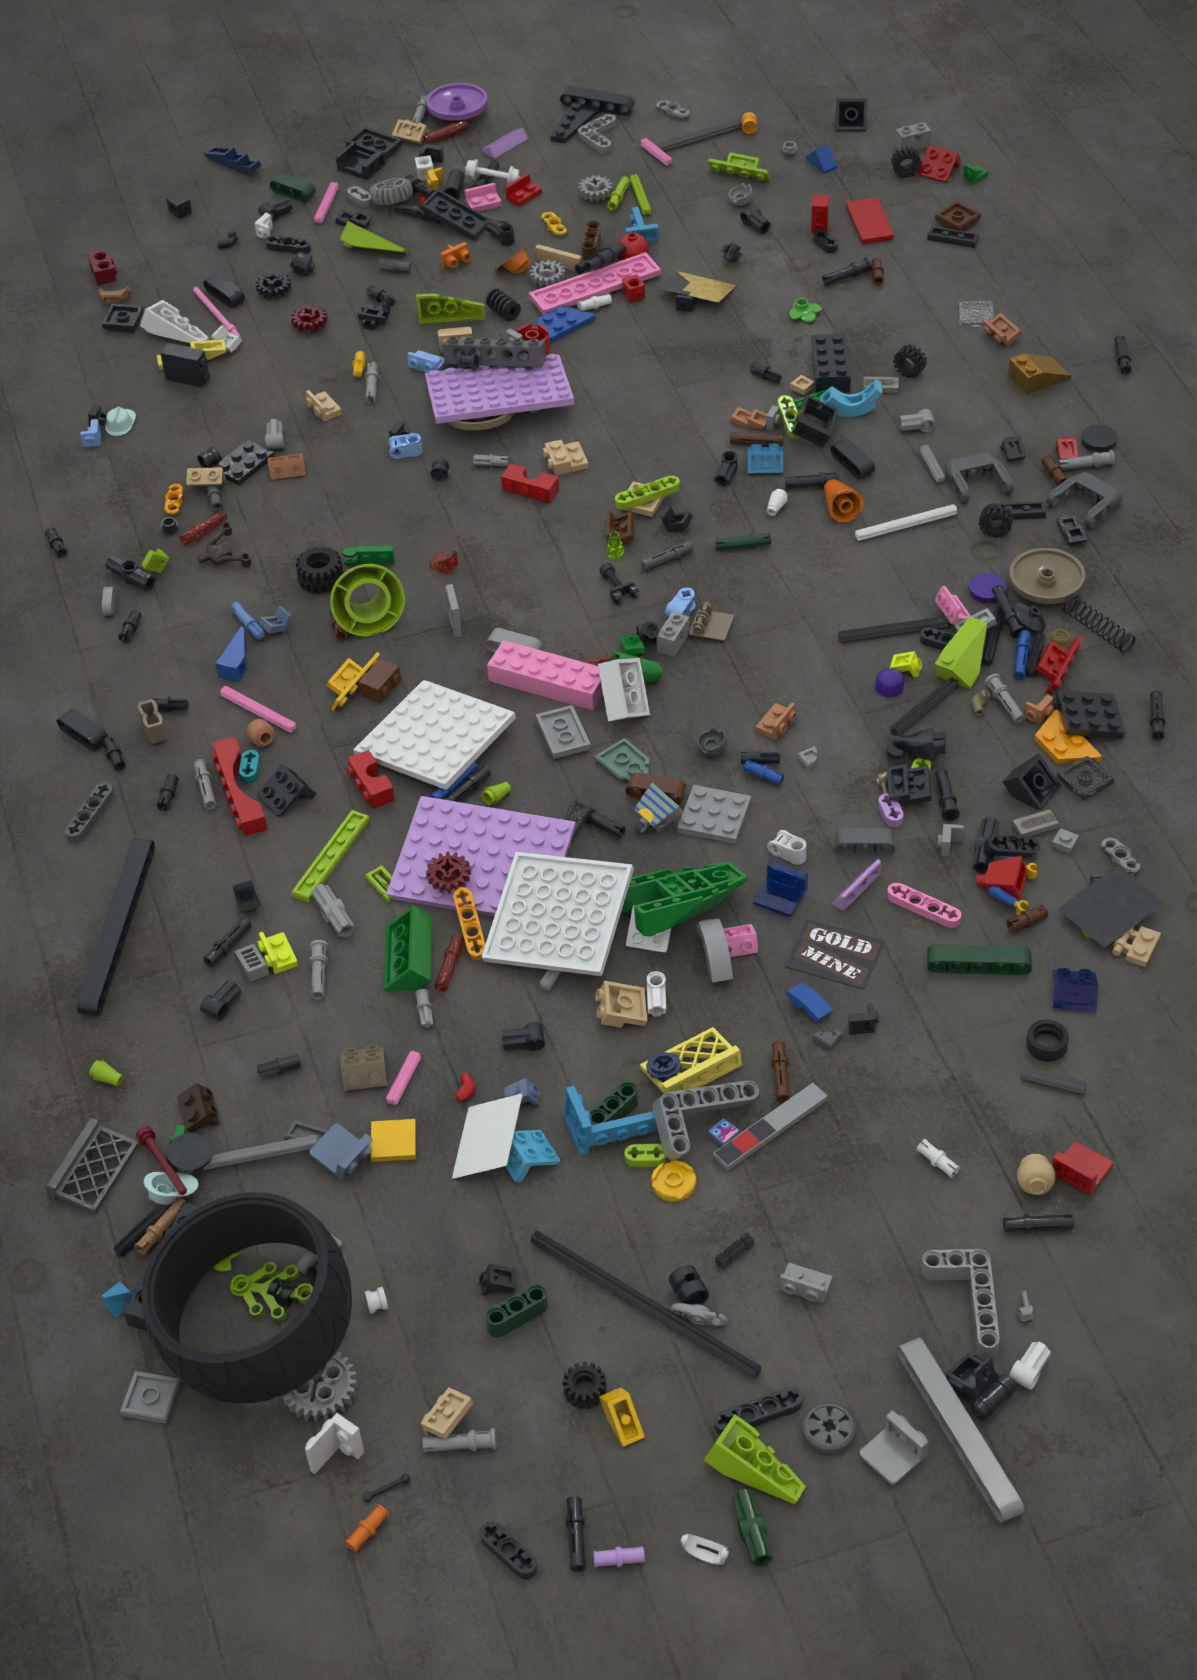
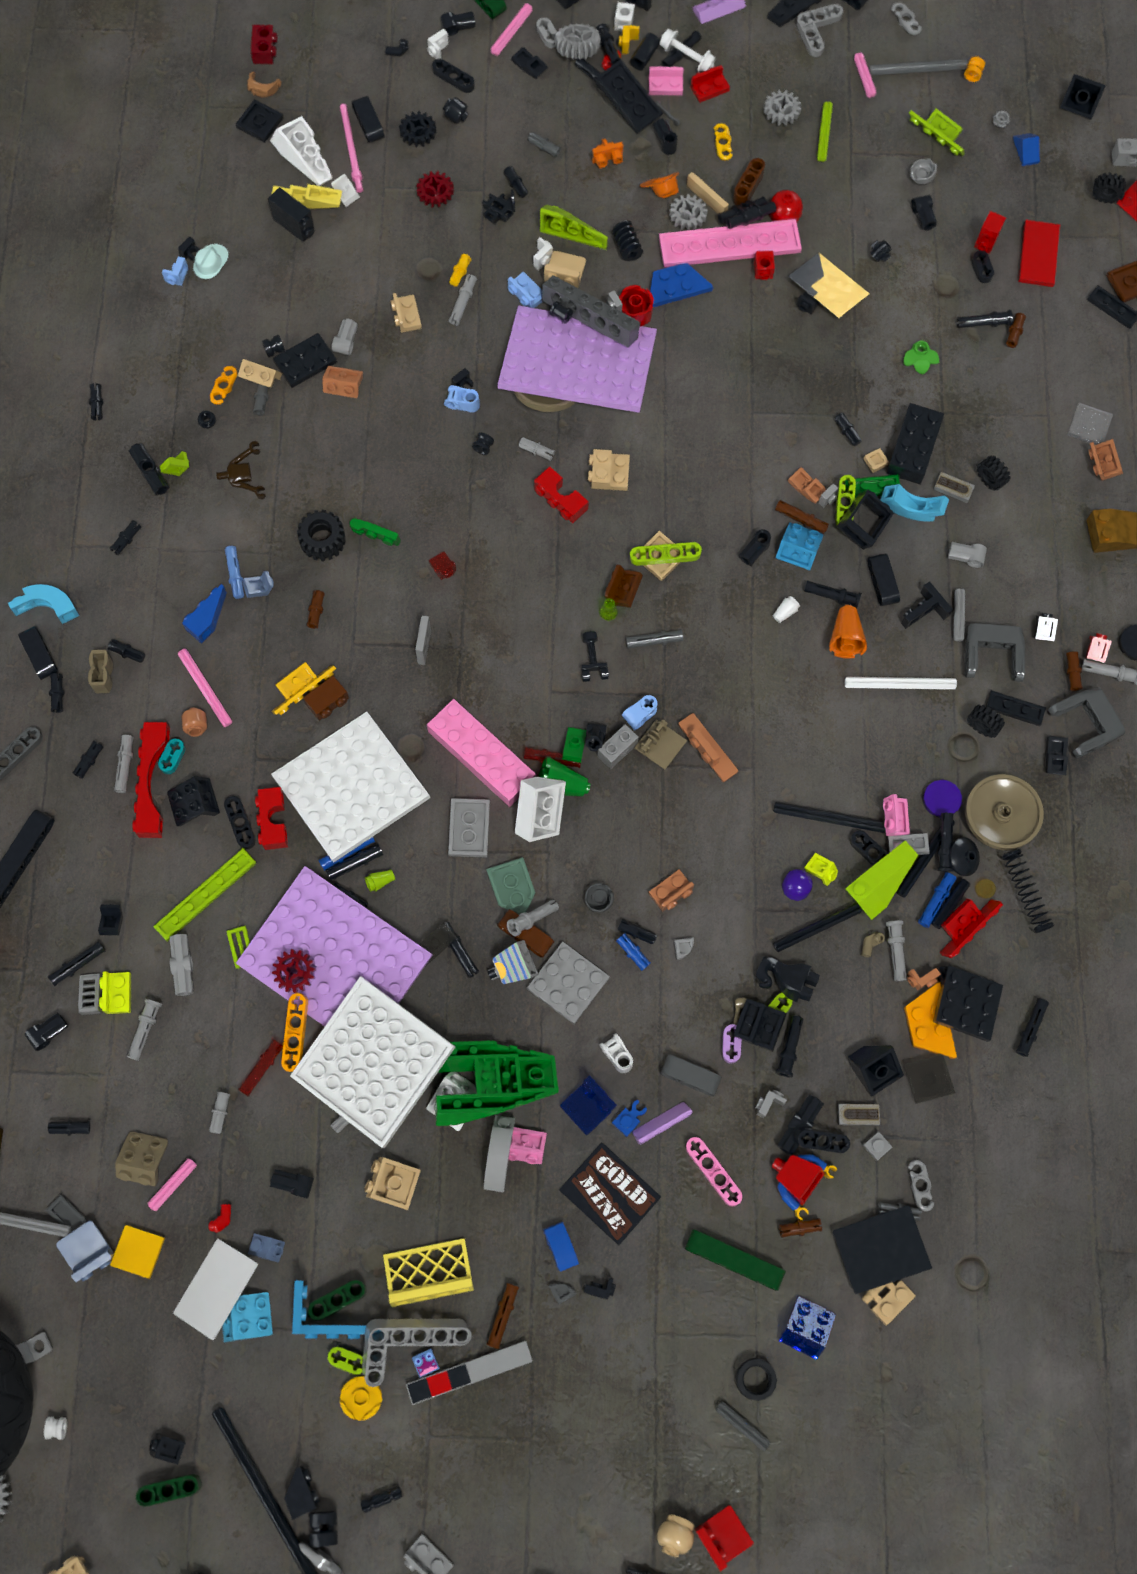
camera: 15 degrees right, 25 degrees up
(73, 687) = (44, 596): none -> medium azure arch
(108, 601) = (116, 498): light grey beam -> none
(197, 531) = (237, 434): clear red pin -> none
(337, 786) = (239, 837): none -> black beam
(363, 239) = (527, 96): lime wedge -> none
(374, 615) = (344, 599): lime cone -> none
(408, 951) = (229, 1041): green slope -> none
(429, 332) = (544, 254): none -> white bracket
(500, 634) = (457, 690): light grey beam -> none
(594, 302) = (719, 269): white pin -> none
(617, 196) = (798, 128): lime pin -> none
(649, 232) = (801, 187): dark azure bracket -> none
(653, 770) = (527, 920): none -> light grey pin
(653, 1270) = (300, 1496): none -> black slope
(656, 993) = (427, 1185): white piece -> none
(663, 1059) = (390, 1269): dark blue gear -> none
(675, 521) = (680, 597): black bracket -> none
(743, 541) = (735, 649): dark green pin -> none
(756, 612) = (708, 747): none -> nougat bracket
(823, 894) = (627, 1120): none -> blue plate
(902, 461) = (932, 601): none -> black bracket
(938, 1158) = (600, 1473): white pin -> none

